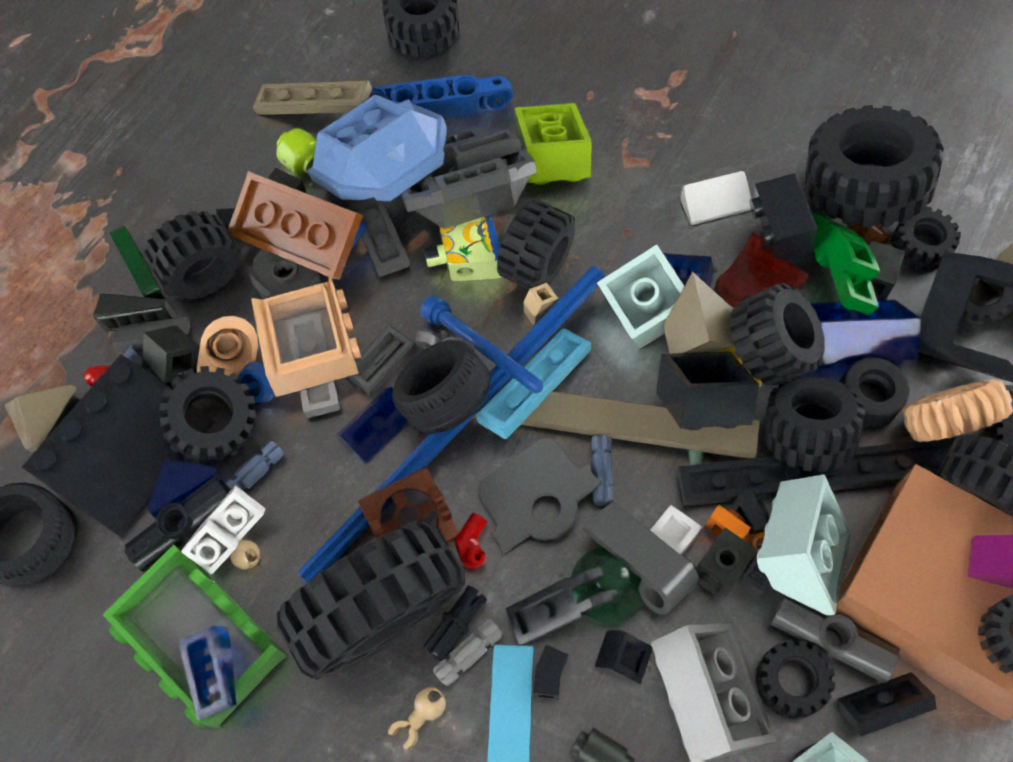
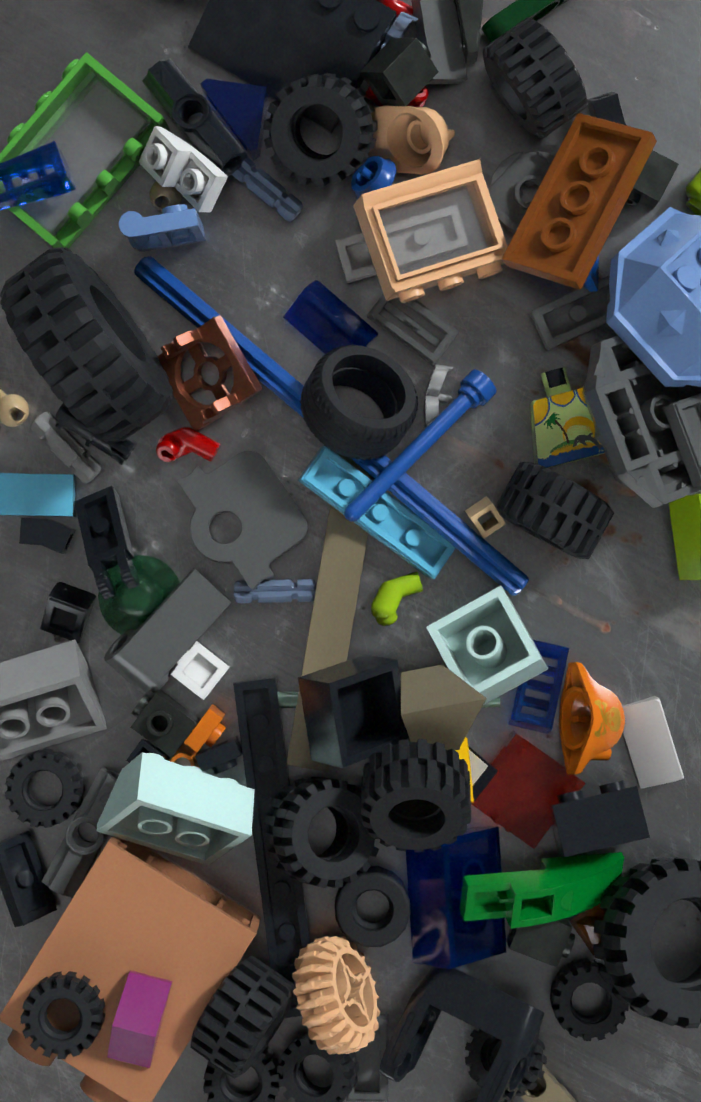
camera: 85 degrees right, 25 degrees up
(275, 552) = (172, 228): none -> medium blue plate
(605, 378) = (390, 595): none -> lime arm
(702, 236) = (588, 719): none -> orange hat

